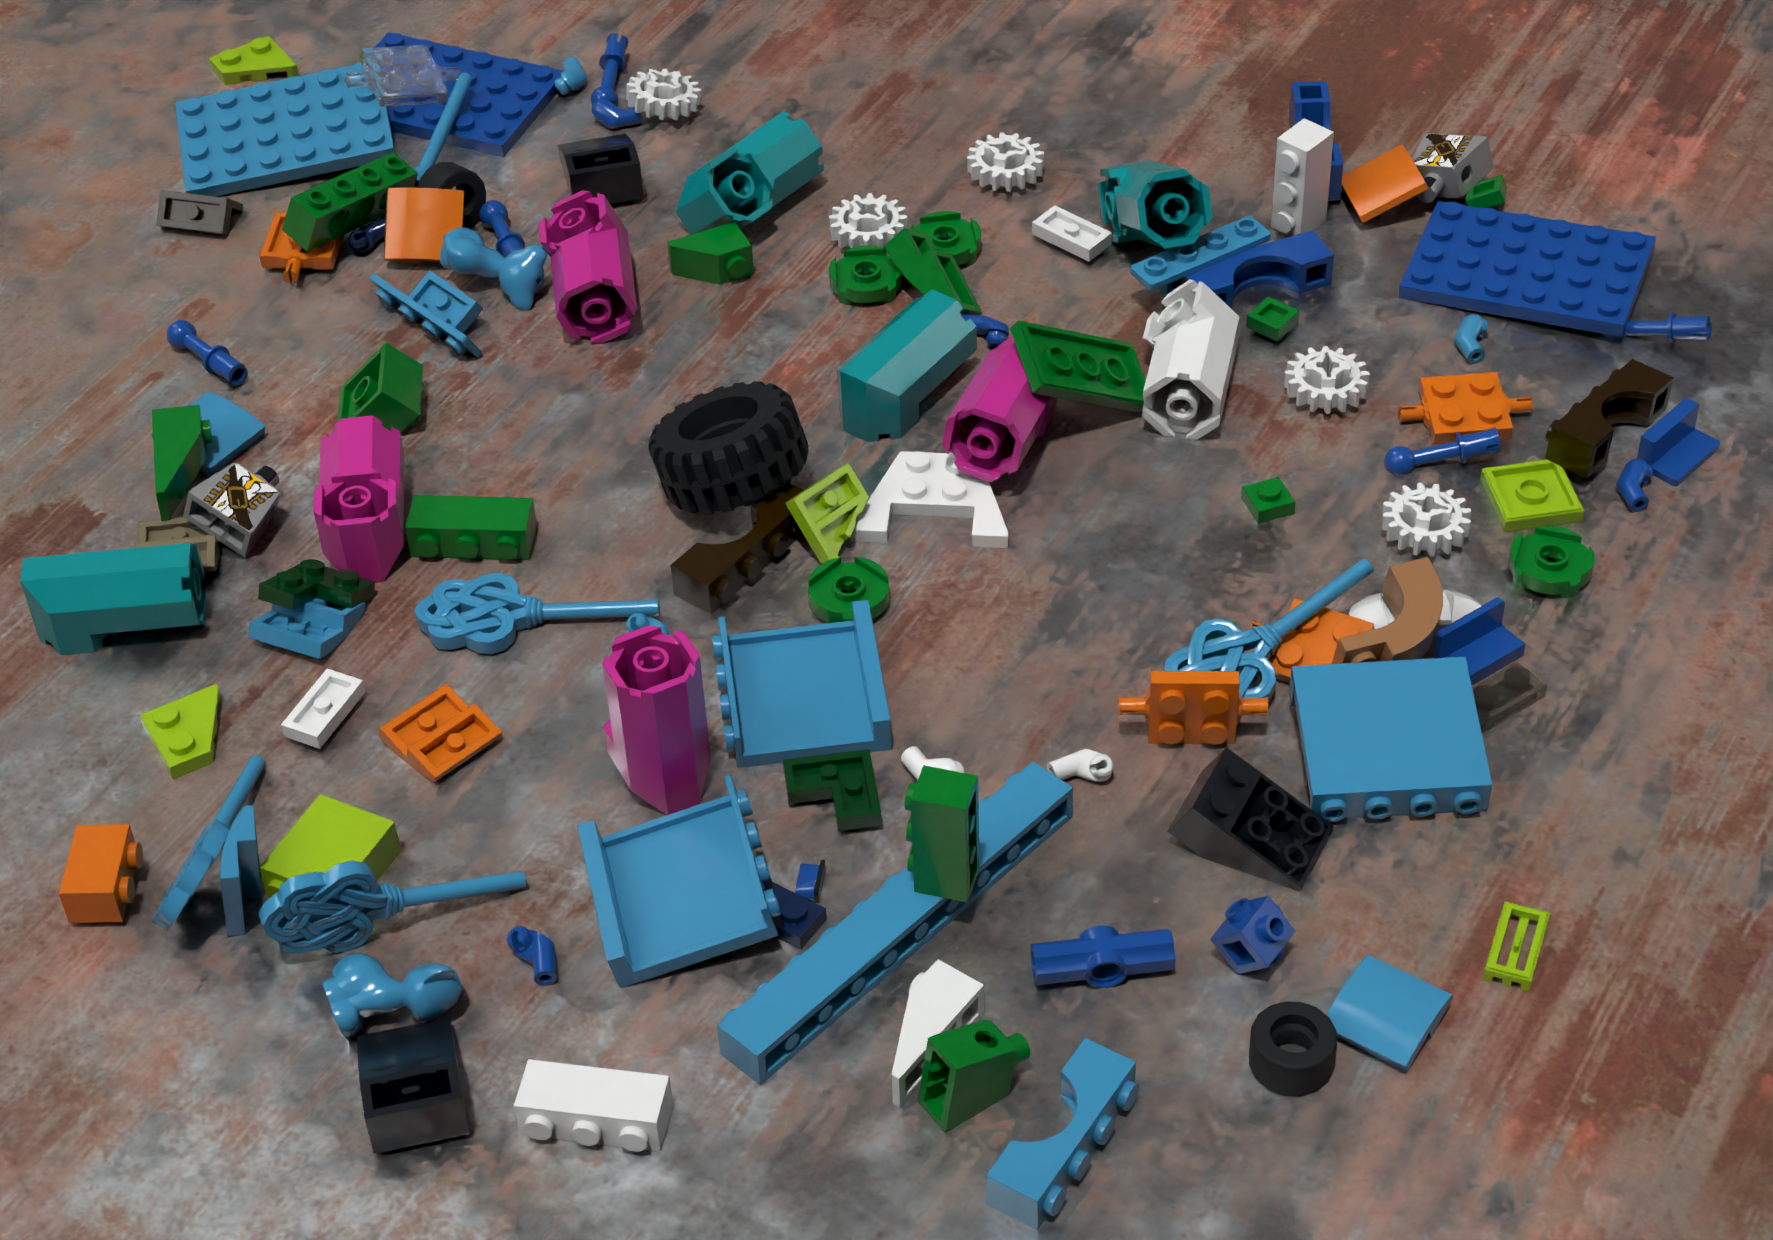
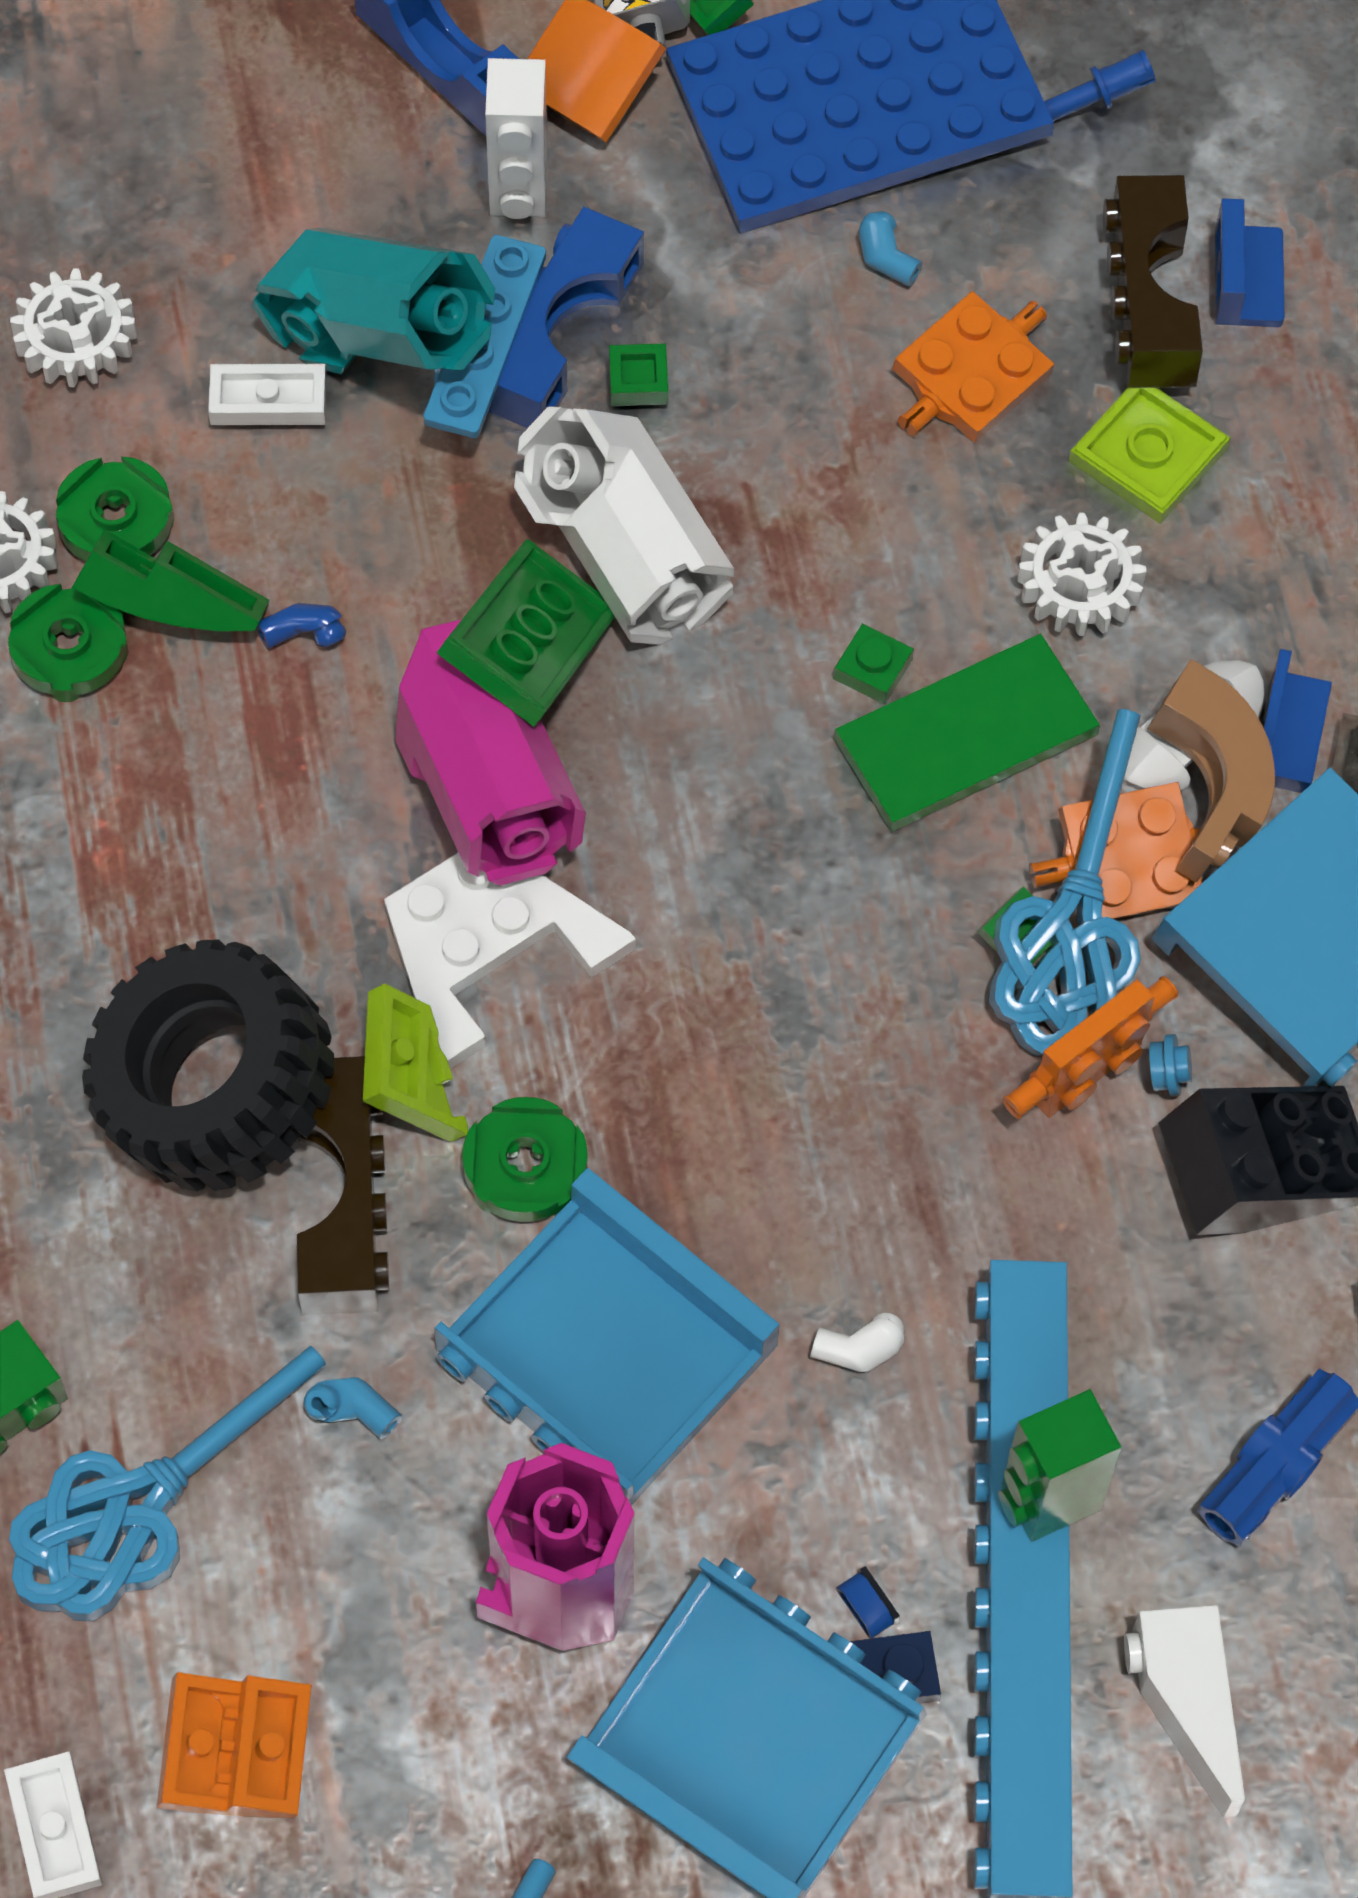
camera: 45 degrees left, 20 degrees up
(839, 776) = (779, 1436): dark green plate -> none
(902, 365) = (279, 770): teal brick -> none
(968, 1071) = (1297, 1724): green torso -> none
(1083, 764) = (1018, 1207): white arm -> none
(1240, 743) = (1170, 1065): none -> dark azure plate
(1282, 552) = (966, 732): none -> green tile
(1326, 379) = (788, 433): white gear -> none
(1402, 460) = (966, 495): blue pin -> none
(1561, 578) = (1252, 568): green plate -> none
(1630, 481) = (1241, 357): blue arm -> none

